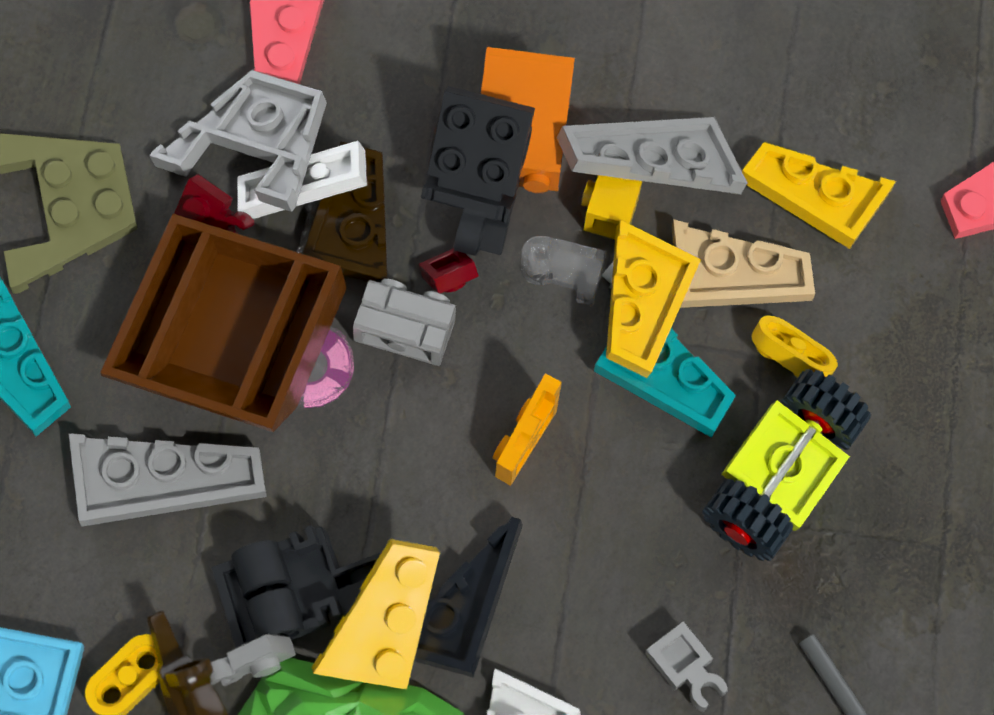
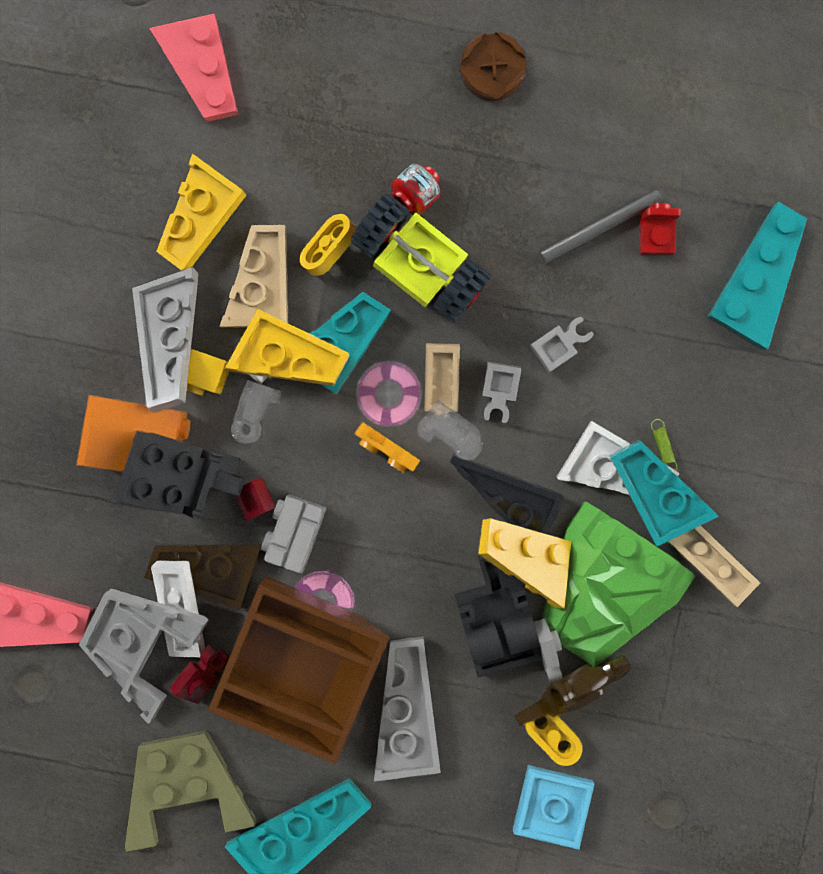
camera: 85 degrees left, 20 degrees up
(555, 519) = (452, 430): none -> clear leg
(599, 439) = (388, 393): none -> clear tile
(623, 585) = (501, 385): none -> light grey plate
(627, 504) = (442, 375): none -> tan plate
(882, 459) = (416, 188): none -> head

